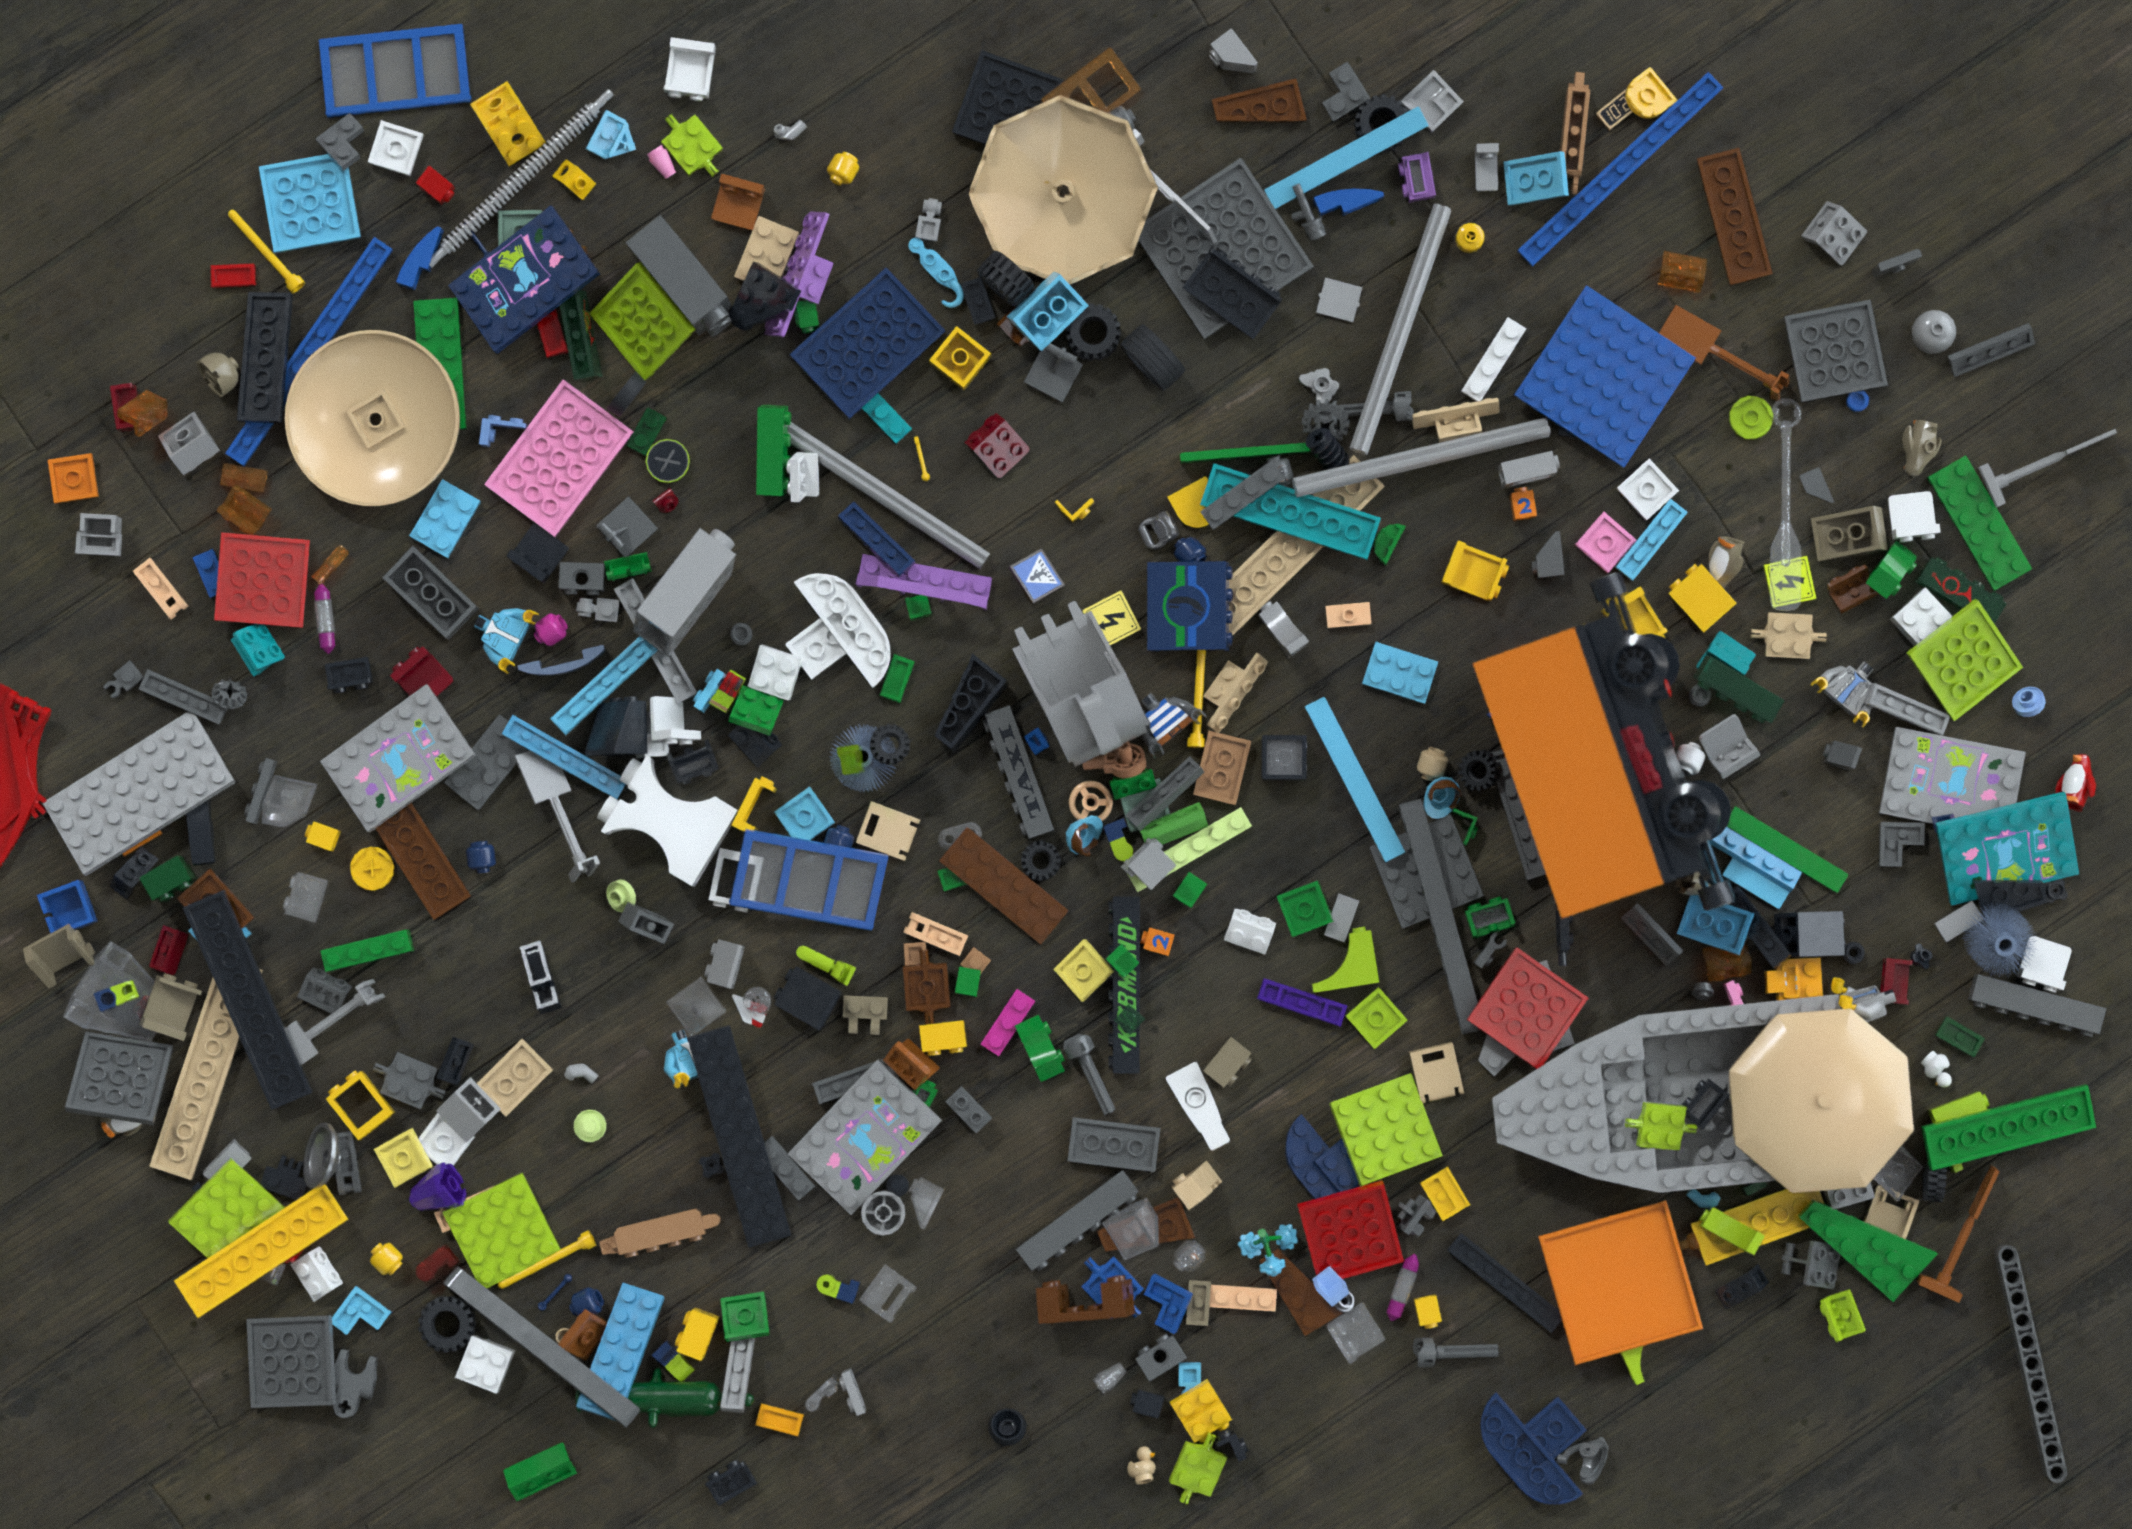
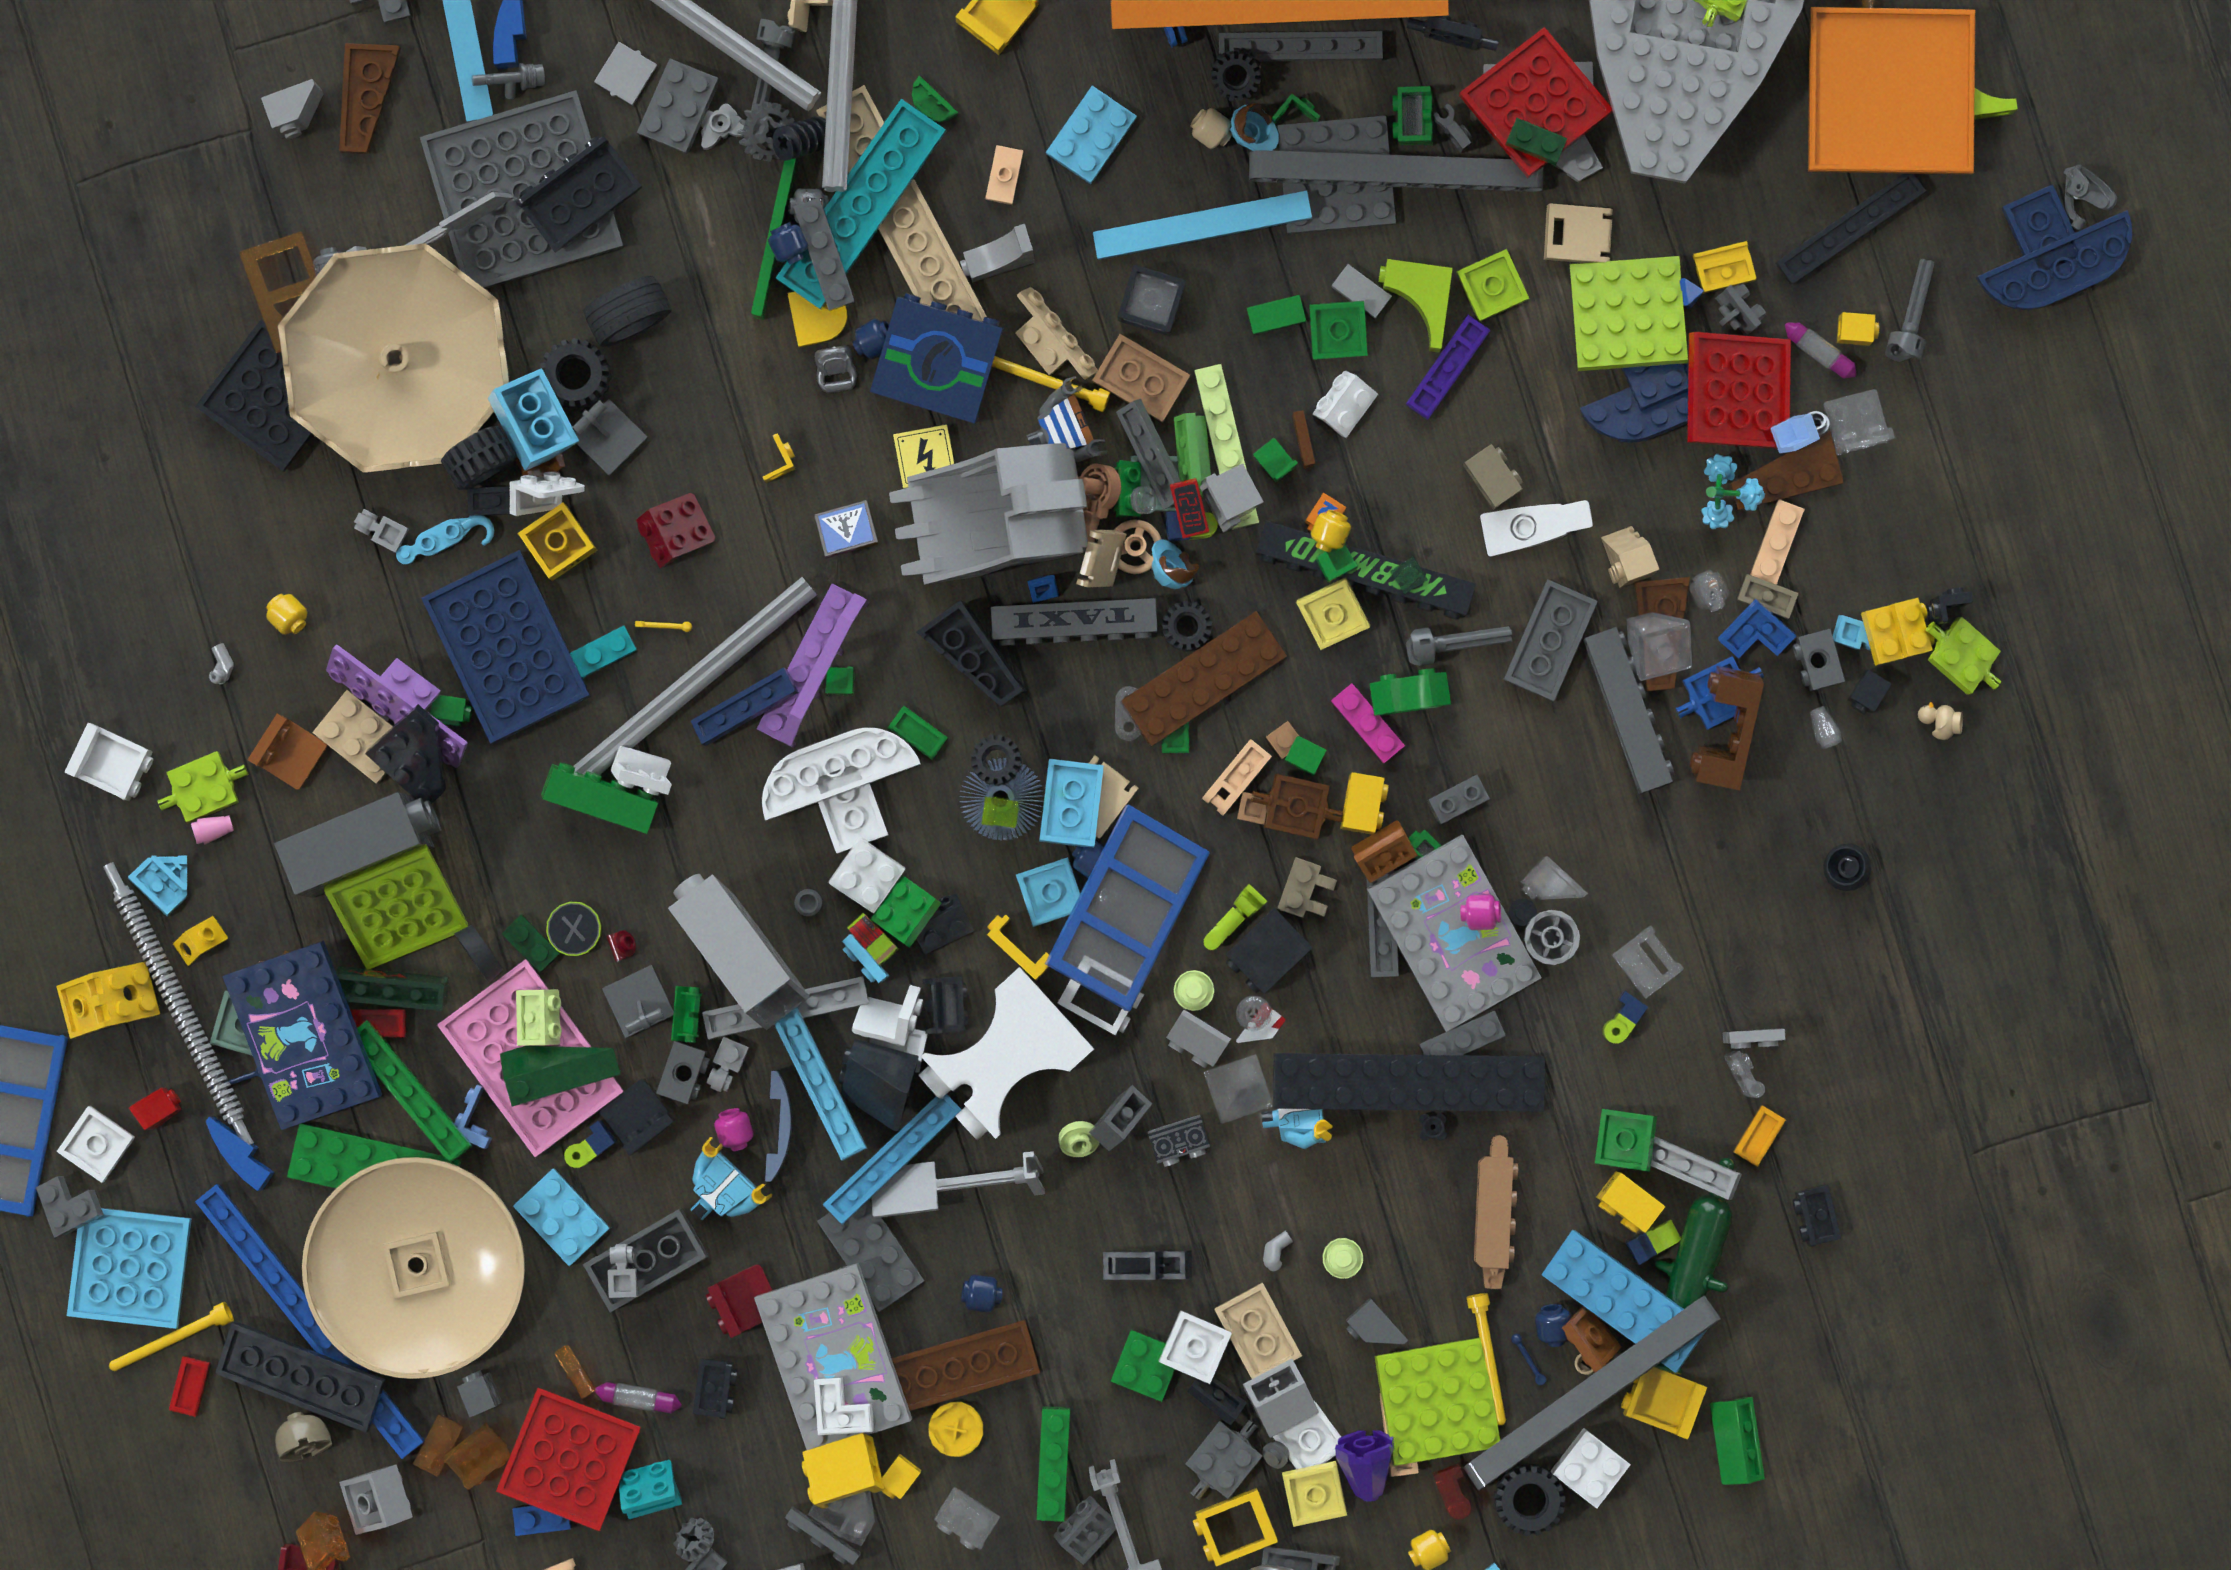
camera: 70 degrees left, 0 degrees up
(292, 496) = (479, 1393): none -> dark grey brick
(315, 790) = (842, 1469): none -> yellow panel
(354, 773) = (834, 1415): none -> white tile
(408, 579) = (623, 1280): none -> light grey plate
(424, 1119) = (1276, 1454): none -> dark grey plate
(463, 999) = (1140, 1366): none -> green plate
(488, 1032) = (1195, 1347): none -> white plate
(497, 518) = (584, 1152): none -> leg
(503, 377) = (412, 1095): none -> green tile
(545, 1165) = (1373, 1325): none -> dark grey slope
(552, 473) = (549, 1070): none -> dark green wedge
(553, 1406) = (1665, 1401): none -> yellow panel
(591, 454) = (538, 1017): none -> yellowish green bracket
(643, 973) = (1178, 1140): none -> brick
(761, 950) = (1193, 990): none -> yellowish green plate
(876, 812) = (1071, 803): none -> medium azure plate
(885, 1152) = (1481, 912): none -> dark pink head
(993, 334) = (540, 493): none -> white bracket
(1070, 779) = (1102, 558): none -> tan container
(1127, 798) = (1143, 500): none -> clear tile
(1130, 834) = (1189, 508): none -> tile
(1145, 948) = (1330, 530): none -> yellow head
(1212, 907) = (1303, 439): none -> reddish brown tile
(1242, 464) = (788, 243): none -> dark blue head
(1303, 857) = (1276, 315): none -> green tile
(1325, 348) = (678, 106): none -> dark grey plate
(1417, 1172) = (1690, 292): none -> blue slope
(1495, 1017) = (1536, 141): none -> dark green plate

